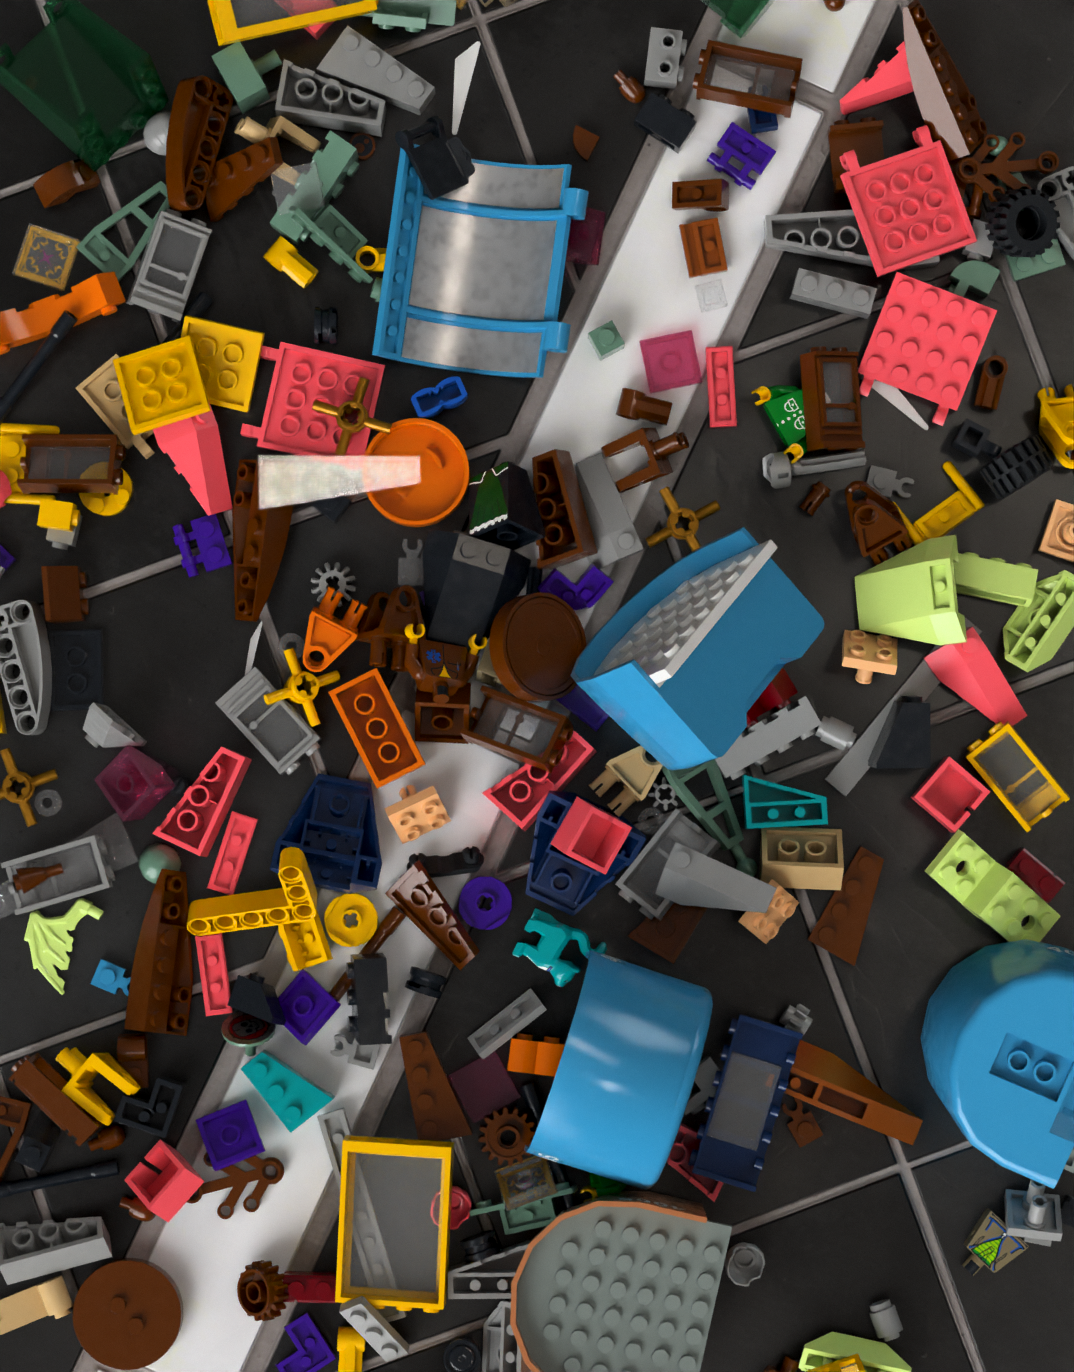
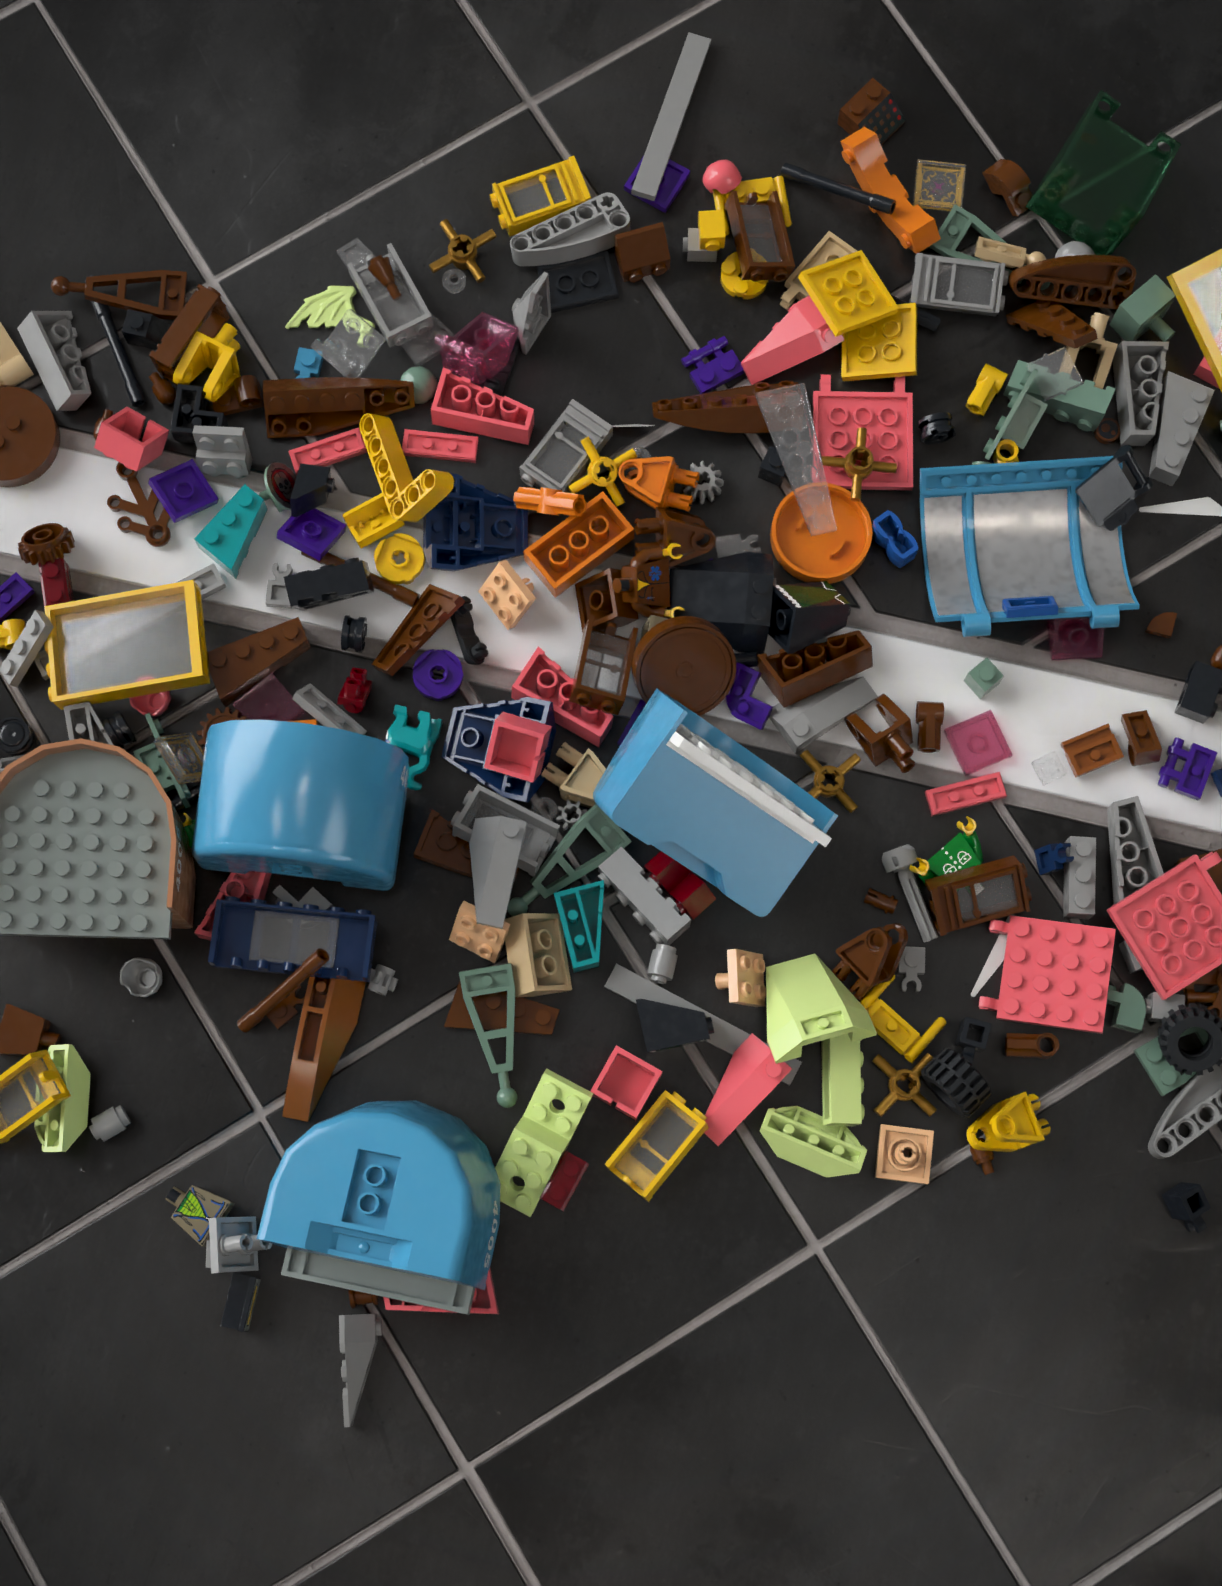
camera: 80 degrees right, 10 degrees down
(103, 929) = (350, 345): none -> clear bracket
(146, 206) = (1000, 252): none -> tan plate
(147, 813) = (460, 359): none -> clear pink plate
(198, 1086) = (222, 451): none -> light grey plate
(327, 749) = (550, 501): none -> orange piece
(487, 992) = (355, 691): none -> dark red hips
(548, 276) = (1030, 606): none -> blue tile
(782, 1092) = (308, 967): none -> reddish brown piece
(807, 316) = (1051, 857): none -> dark blue plate
(822, 906) = (488, 981): none -> sand green plate
(997, 525) = (895, 1091): none -> pearl gold bar

